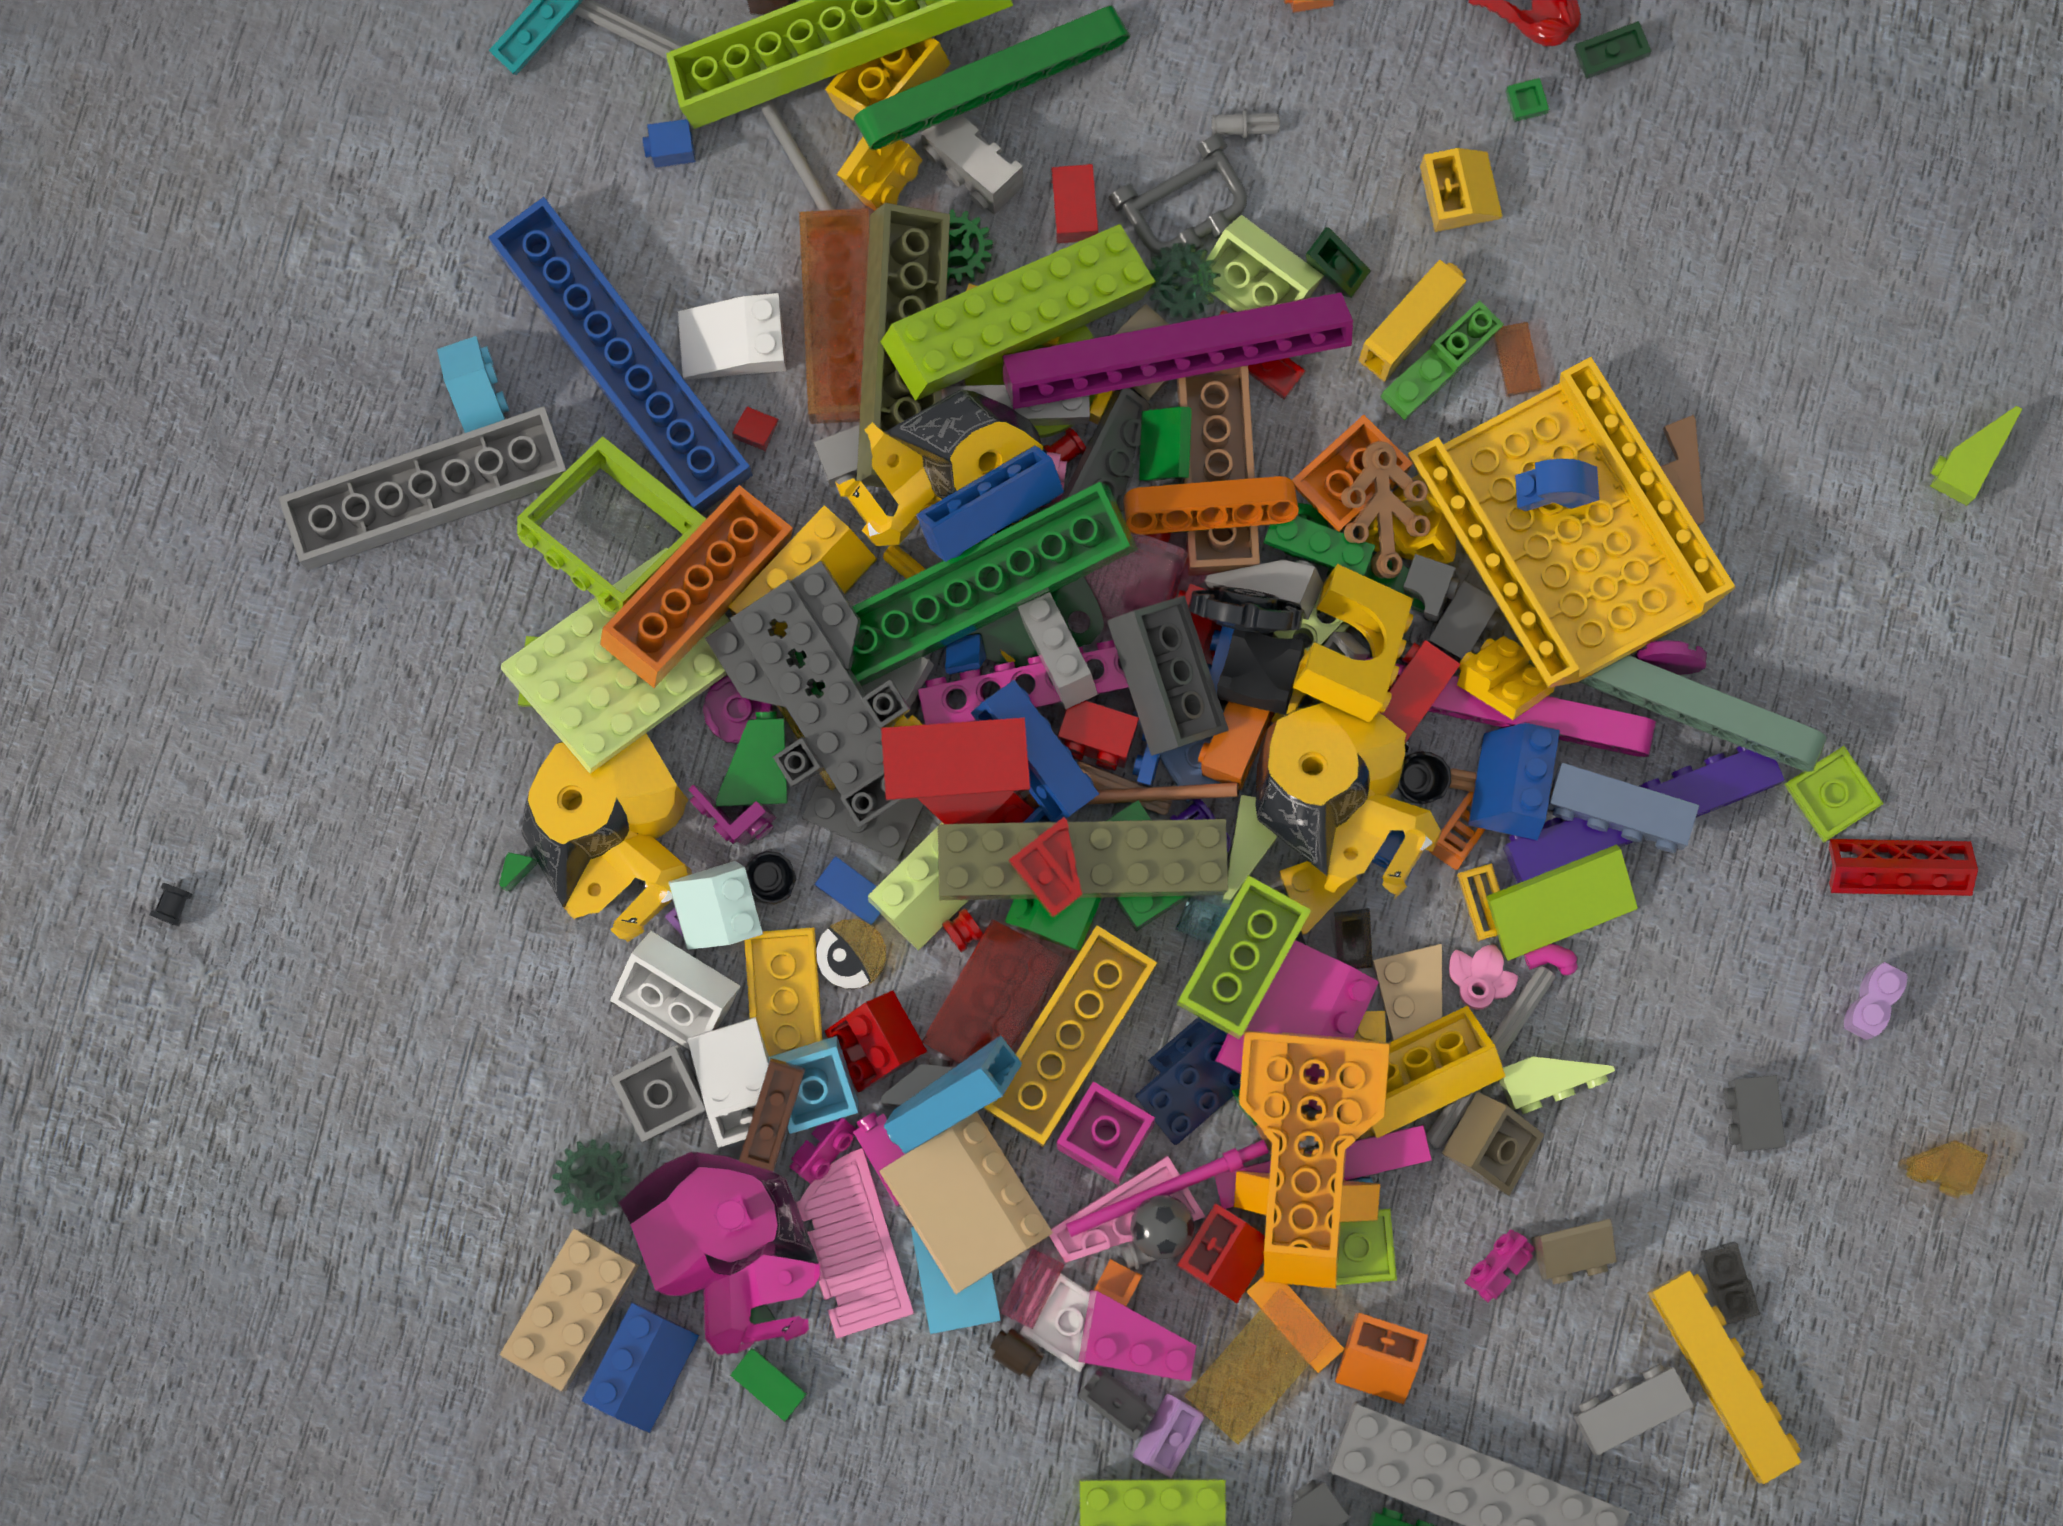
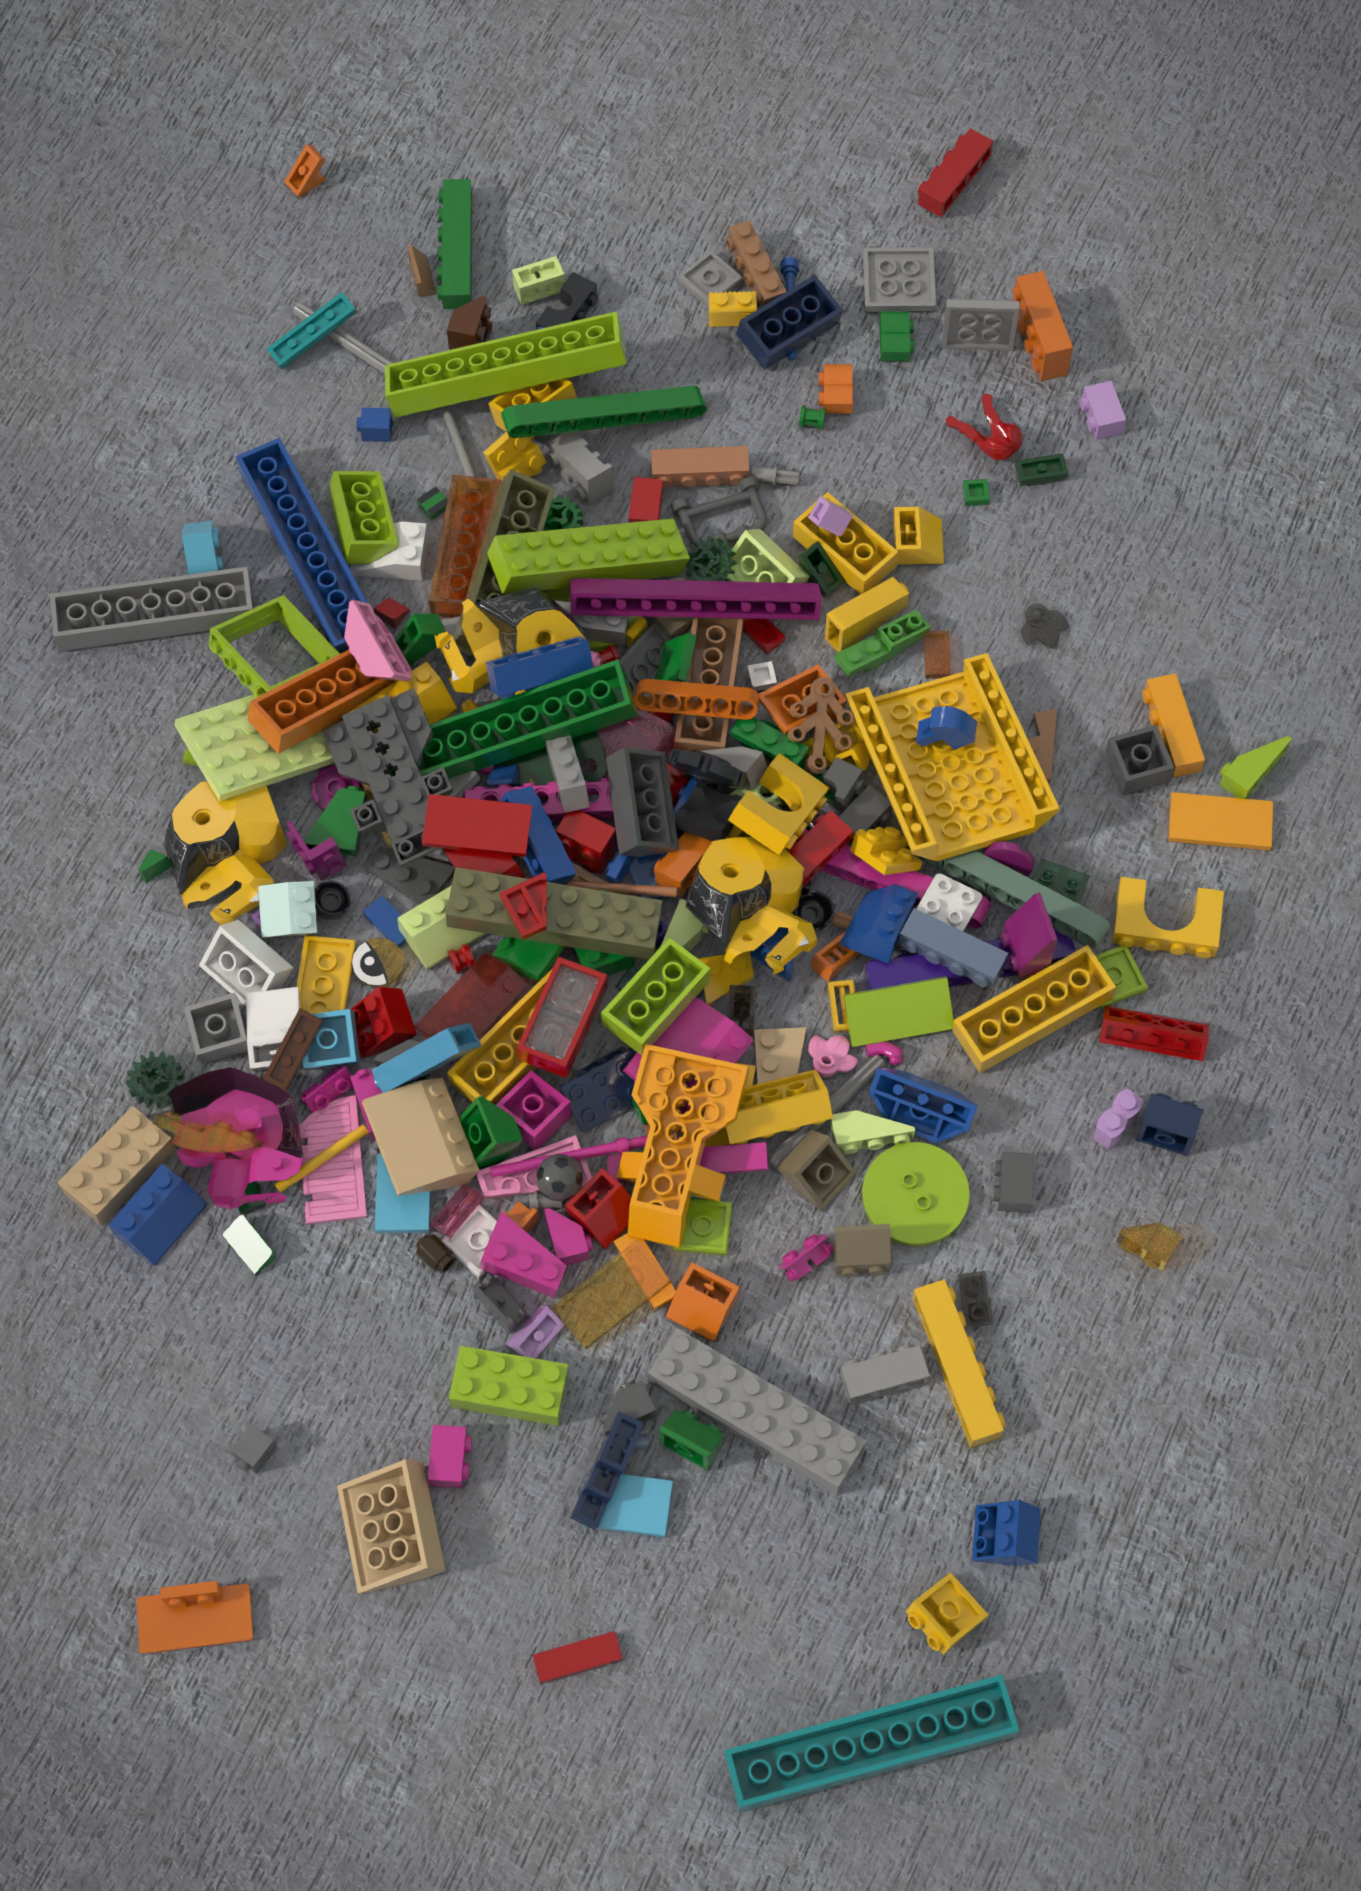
camera: 10 degrees right, 15 degrees down
(685, 295) = (362, 515): none -> lime slope
(696, 1256) = (213, 1138): none -> clear yellow slope
(754, 505) = (374, 645): none -> bright pink wedge
(777, 249) = (433, 503): none -> tile
(802, 477) = (418, 636): none -> green slope
(851, 1233) = (323, 1157): none -> yellow bar
(1056, 1179) = (489, 1132): none -> green slope
(1124, 1008) = (562, 1017): none -> brick
(1139, 130) = (700, 466): none -> nougat brick
(1185, 1301) = (567, 1238): none -> dark pink slope
(1279, 24) = (812, 417): none -> green bush
(1285, 437) = (762, 676): none -> white plate
(1341, 189) = (830, 516): none -> lavender panel
(1366, 215) = (858, 554): none -> yellow brick
(1602, 738) = (950, 901): none -> white bracket
(1617, 1029) = (920, 1103): none -> blue wedge
(1627, 1151) = (916, 1192): none -> lime plate
(1658, 295) = (1043, 629): none -> clear smoke plate
(1725, 781) = (1029, 938): none -> magenta slope
(1741, 868) = (1033, 1009): none -> yellow brick
(1744, 676) = (1062, 880): none -> clear green brick
(1821, 475) = (1139, 759): none -> dark grey brick
(1851, 722) = (1135, 929): none -> yellow arch
(1857, 413) = (1174, 723): none -> light orange brick
(1941, 541) = (1220, 821): none -> light orange tile
(1946, 1000) = (1169, 1124): none -> dark blue brick

